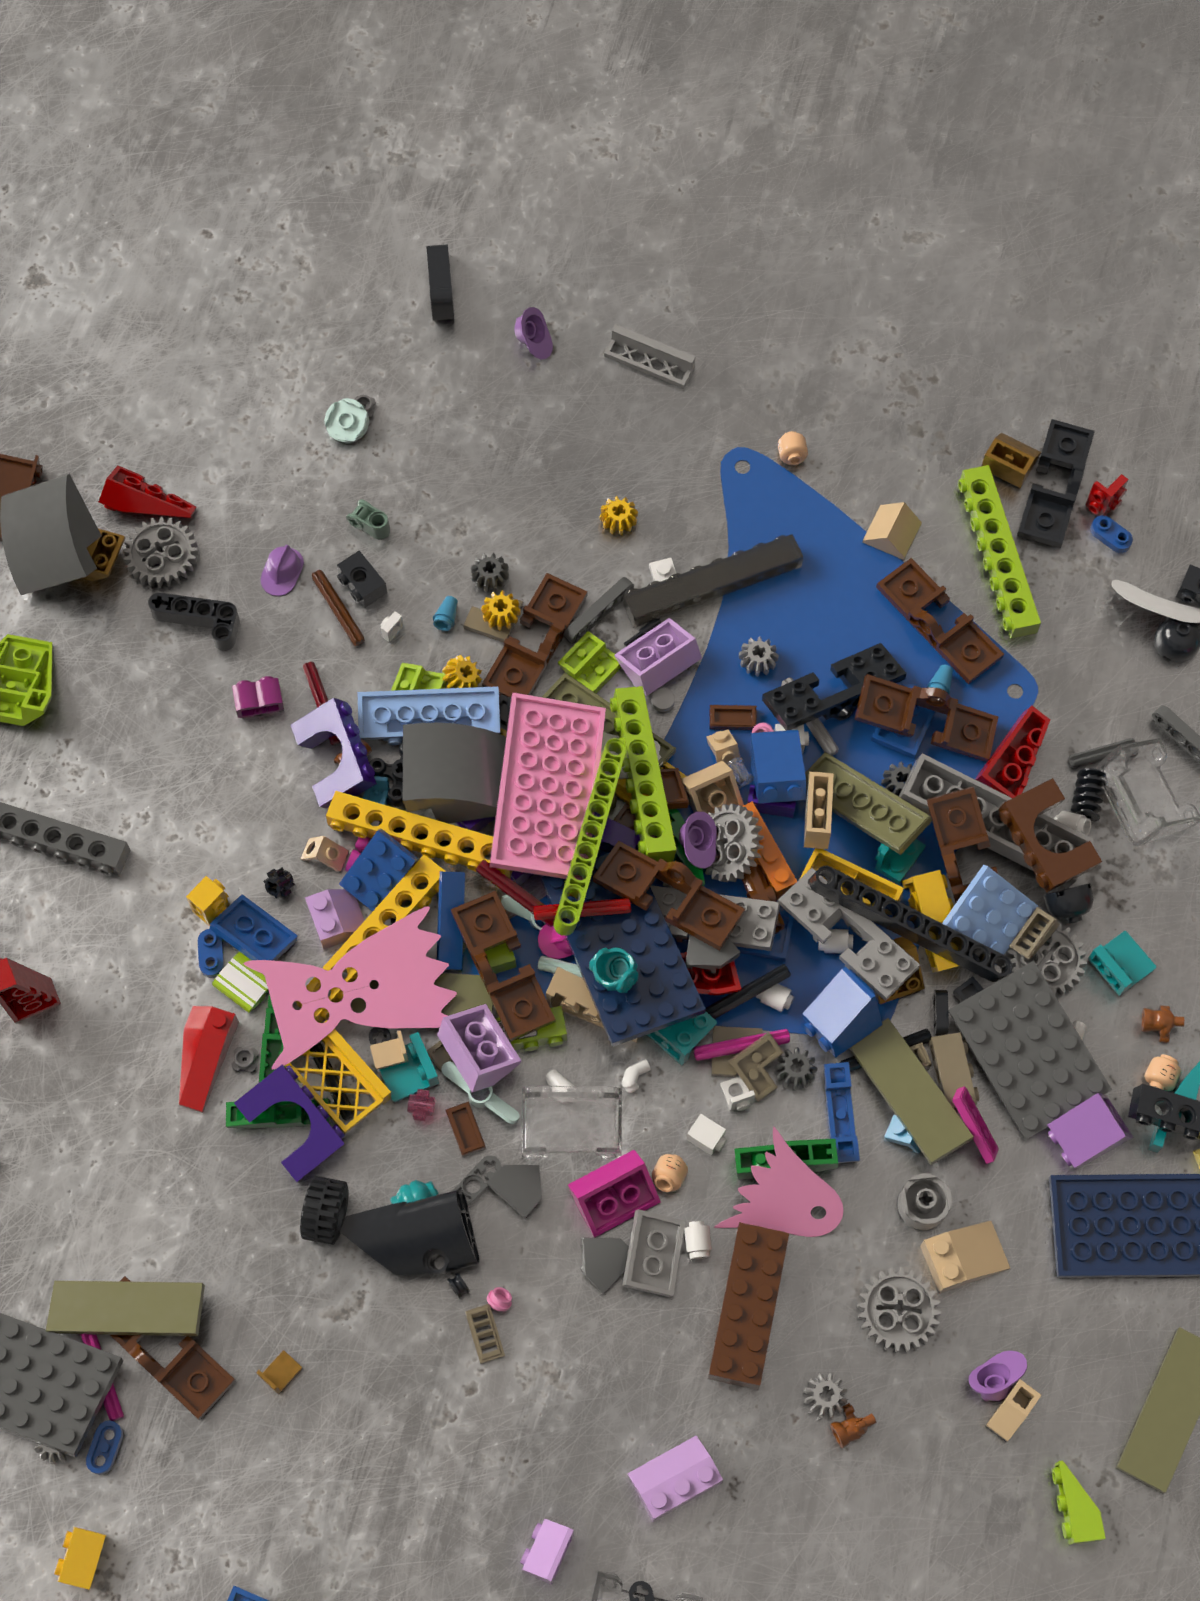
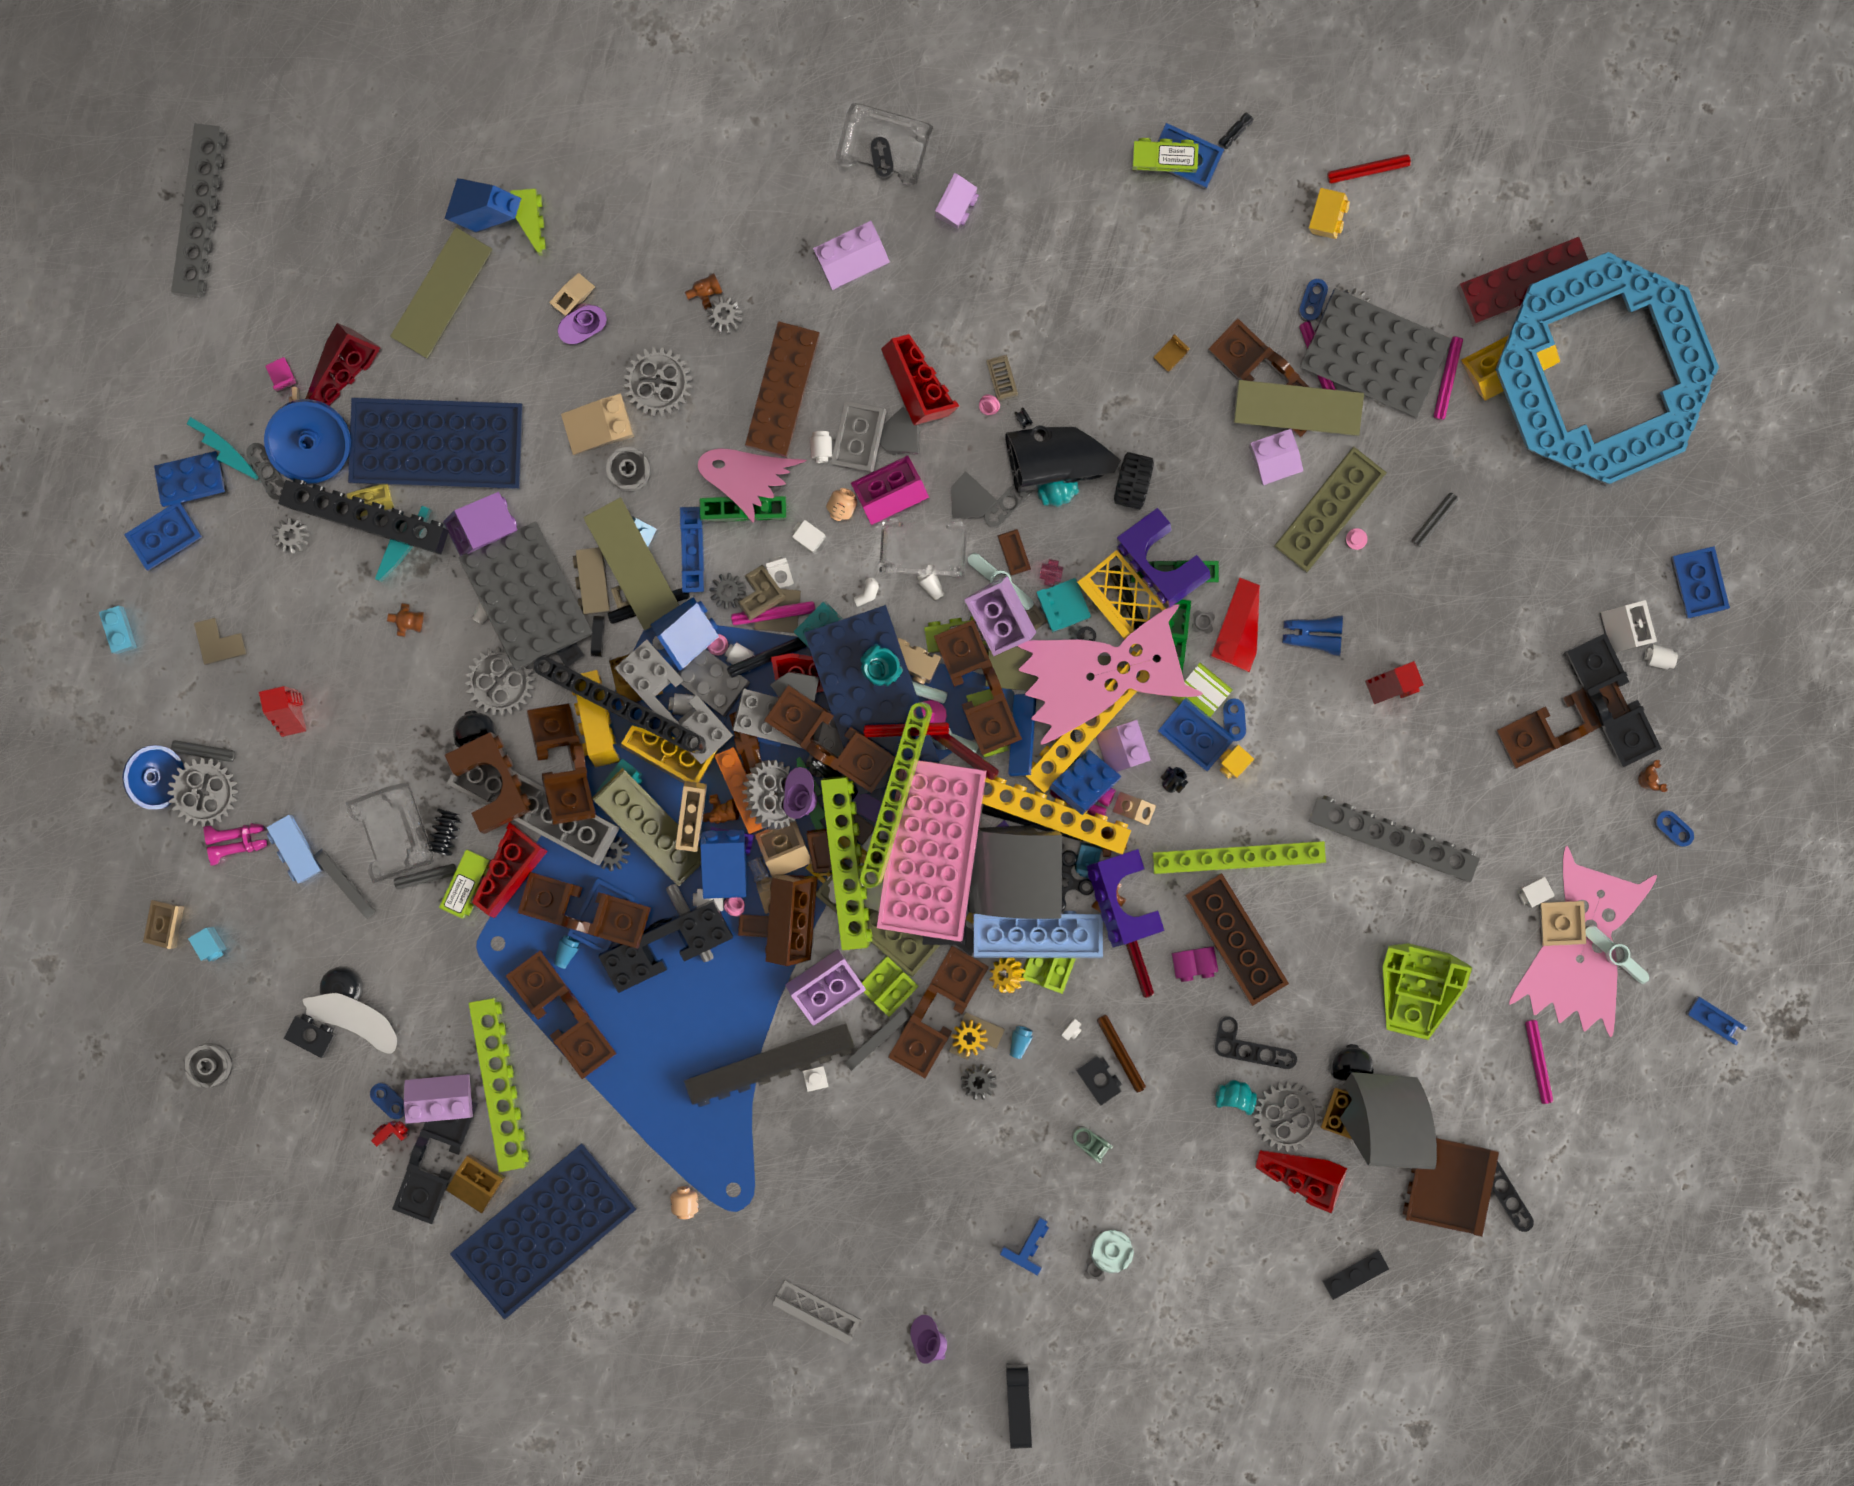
camera: 175 degrees left, 20 degrees up
(63, 1160) = (1356, 539): none -> bright pink plate
(89, 603) = (1351, 1060): none -> black cylinder
(93, 1195) = (1330, 509): none -> olive tile
(94, 412) = (1355, 1274): none -> black plate
(96, 1058) = (1329, 644): none -> blue piece
(155, 1253) = (1276, 456): none -> lavender slope
(207, 804) = (1238, 857): none -> lime brick
(212, 719) = (1236, 939): none -> reddish brown brick
(214, 564) = (1236, 1095): none -> teal hair
(281, 571) = (1174, 1095): medium lavender piece -> none
(389, 1052) = (1078, 618): tan bracket -> none
(437, 412) = (1028, 1248): none -> blue bracket
(587, 1320) = (917, 381): none -> red wedge
(618, 515) = (851, 1130): yellow gear -> none
(642, 631) = (836, 1018): black piece -> none
(700, 717) = (791, 919): none -> reddish brown slope
(764, 659) = (734, 976): light grey gear -> none
(786, 828) = (721, 812): none -> dark orange piece
(799, 1007) = (719, 646): none -> bright pink plate
(808, 963) = (711, 682): none -> light grey plate
(893, 529) = (596, 1112): tan slope -> none
(935, 419) = (543, 1231): none -> dark blue plate
(975, 1124) = (579, 530): dark pink tile -> none
(990, 911) = (547, 715): light blue plate -> none
(1037, 915) = (502, 717): dark tan slope -> none
(1058, 744) = (465, 884): none -> lime brick
(1061, 528) = (437, 1099): none -> lavender slope
(1075, 821) = (462, 804): white brick -> none
(1121, 962) = (433, 675): teal bracket -> none
(1141, 1516) = (480, 205): none -> blue slope
(1163, 1072) = (411, 572): light nougat head -> none

